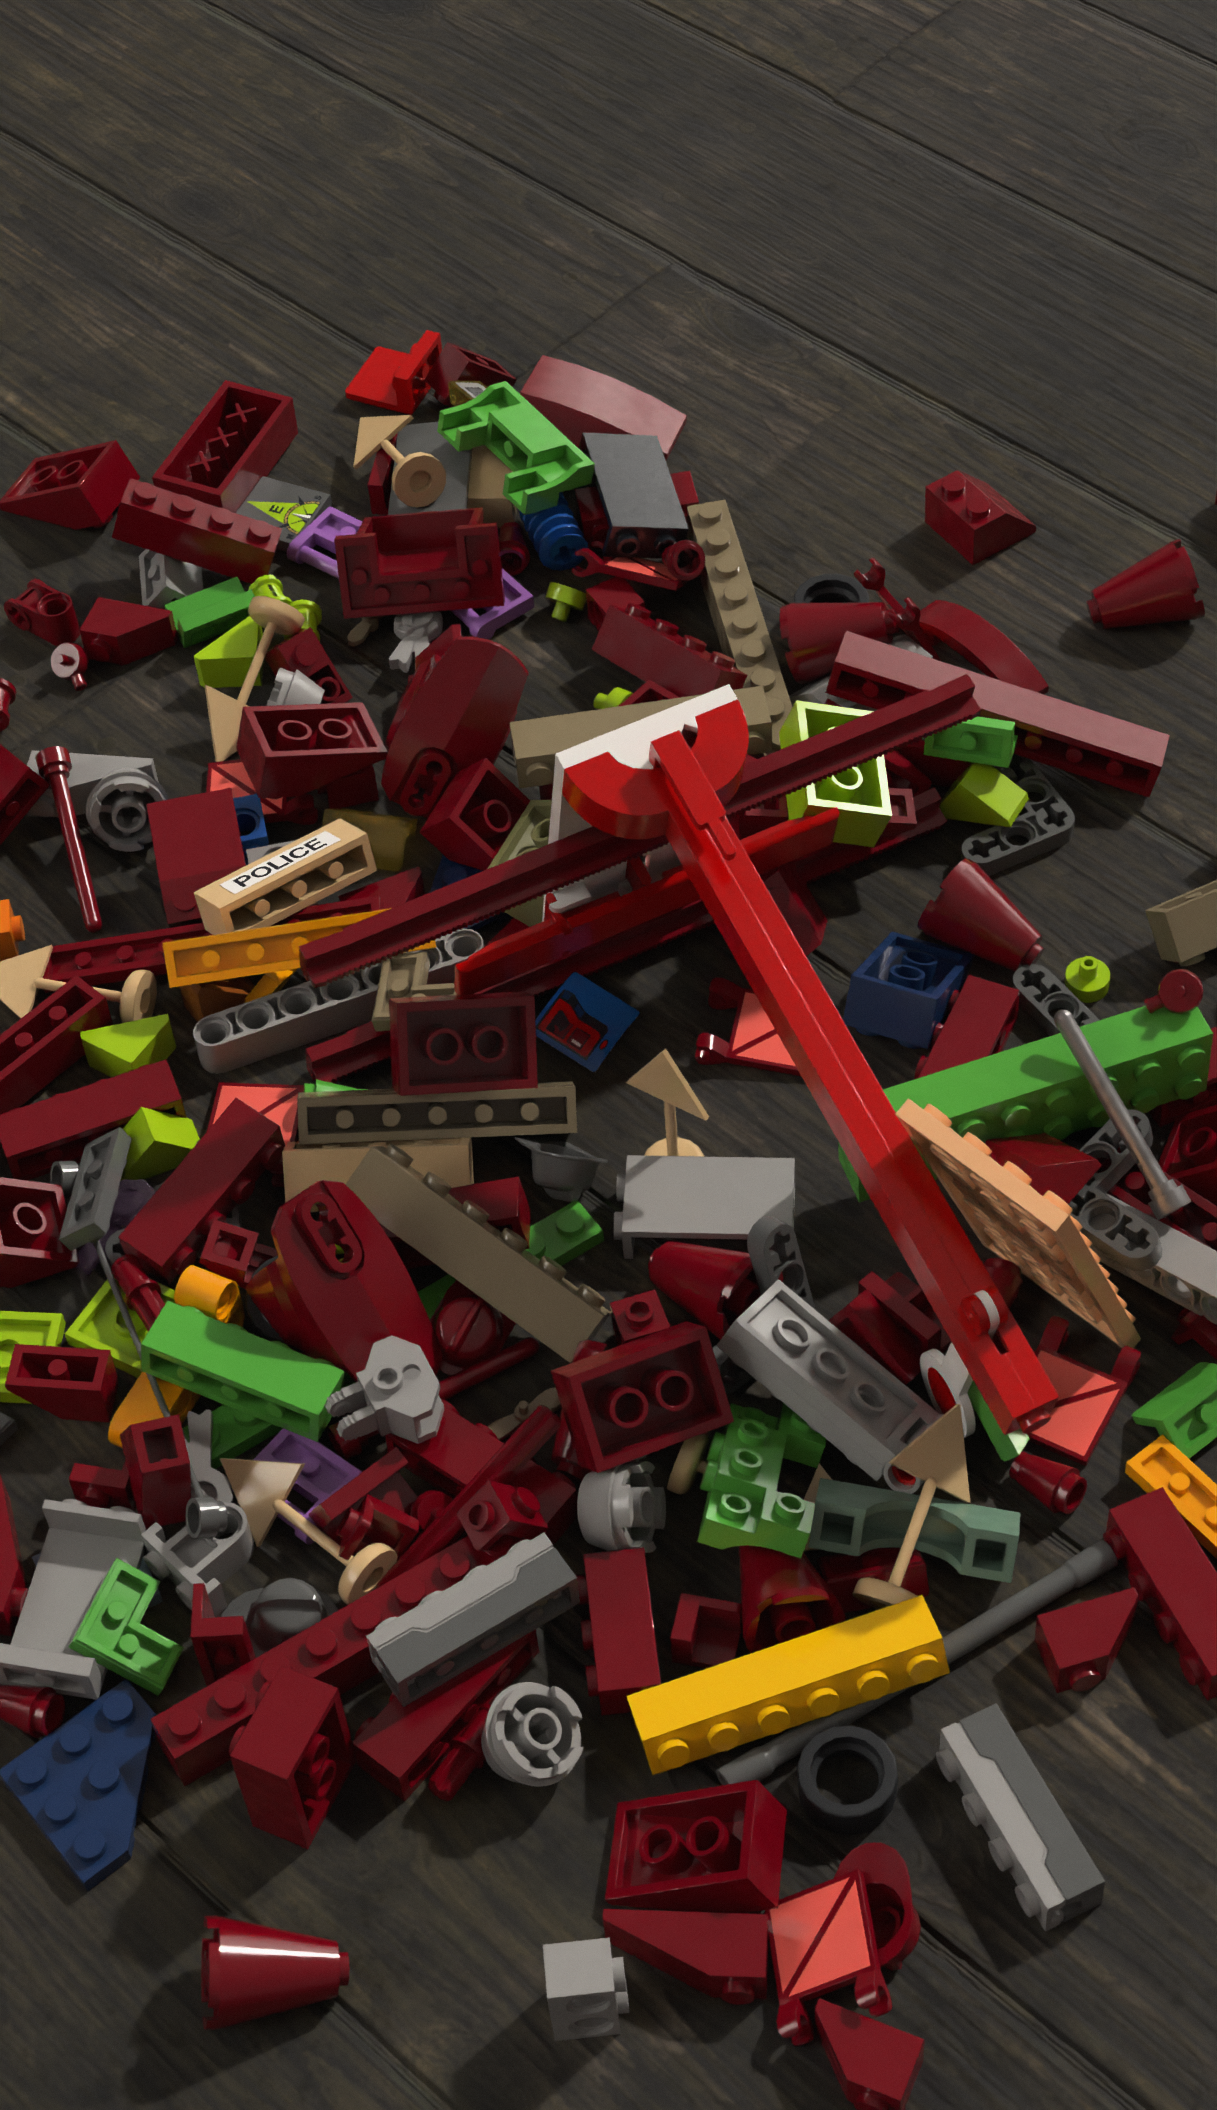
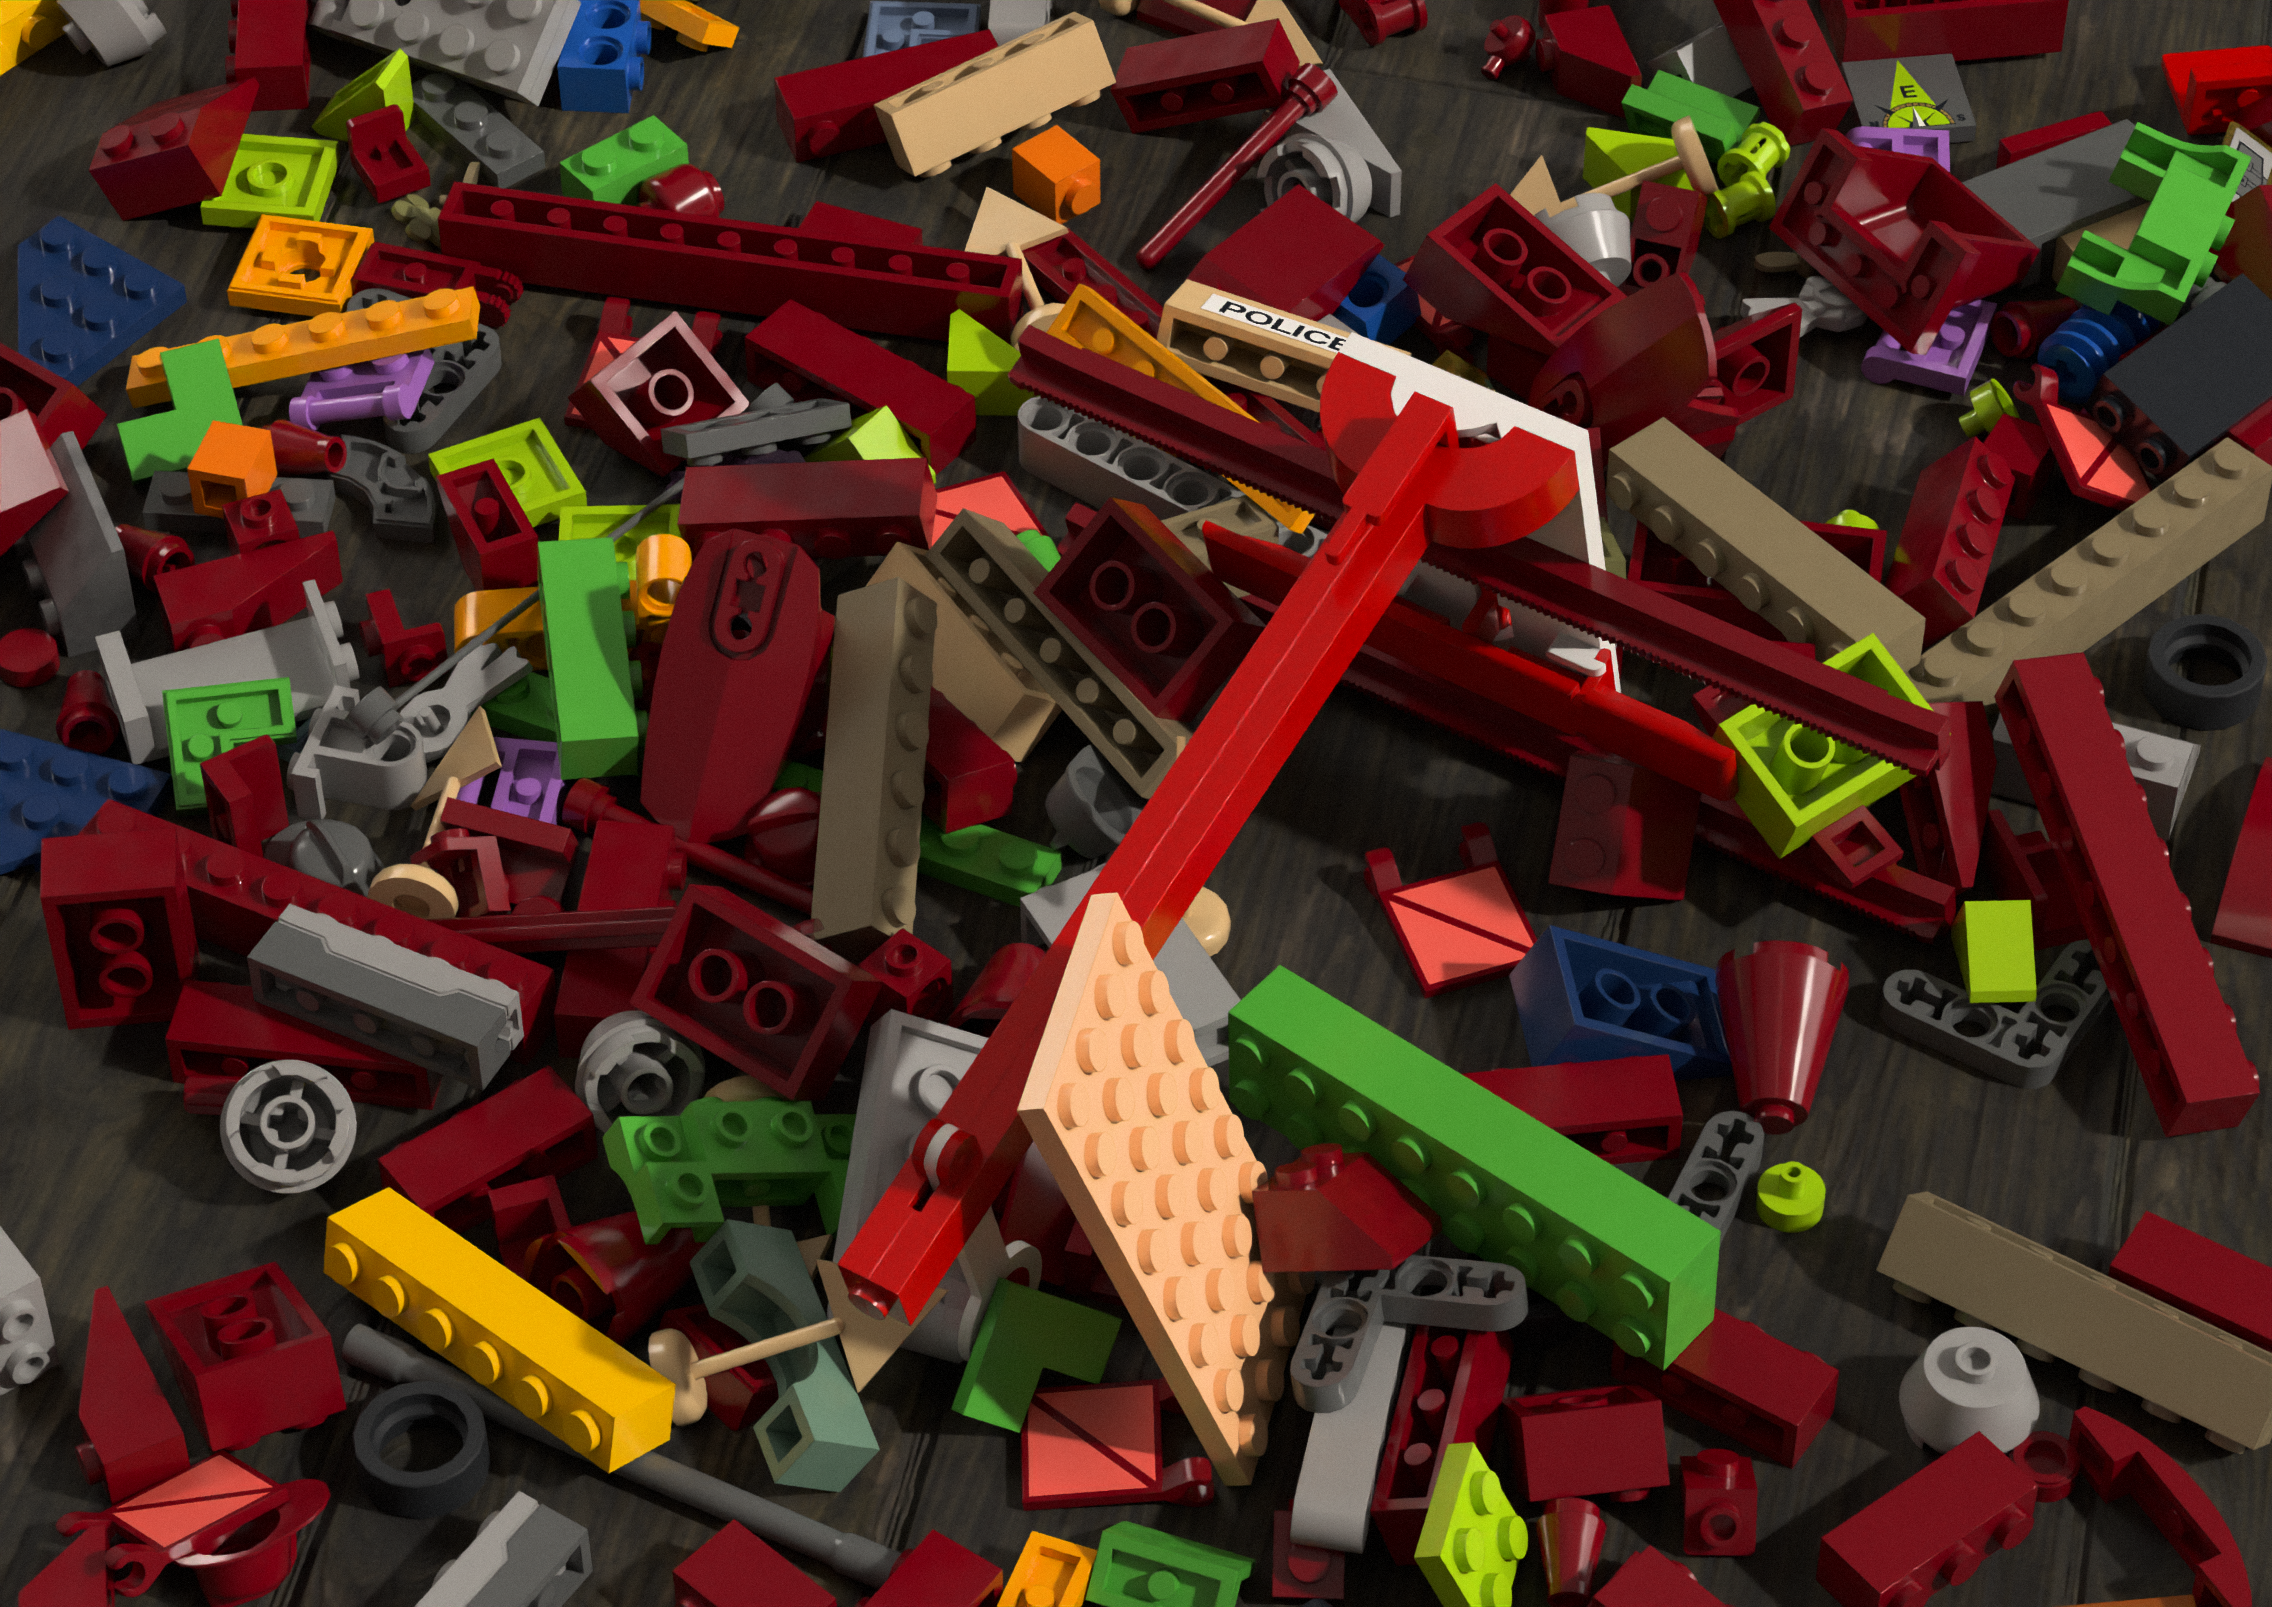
camera: 55 degrees right, 5 degrees down
(140, 1292) = (654, 518): dark red axle -> none
(158, 1469) = (410, 642): dark red slope -> none
(396, 1395) = (625, 783): light grey hinge -> none
(417, 477) = (2022, 163): tan piece -> none
(501, 1511) = (537, 957): dark red bracket -> none
(584, 1021) = (1345, 743): sticker -> none
(691, 560) = (2126, 474): dark red cone -> none
(818, 630) = (2137, 670): dark red cone -> none
(905, 619) = (2218, 728): dark red flag -> none
(975, 741) = (2036, 873): bright green panel -> none
(1050, 1482) = (958, 1473): dark red cone -> none
(1164, 1194) = (1422, 1369): flat silver piece -> none
(1178, 992) = (1690, 1208): dark red piece -> none

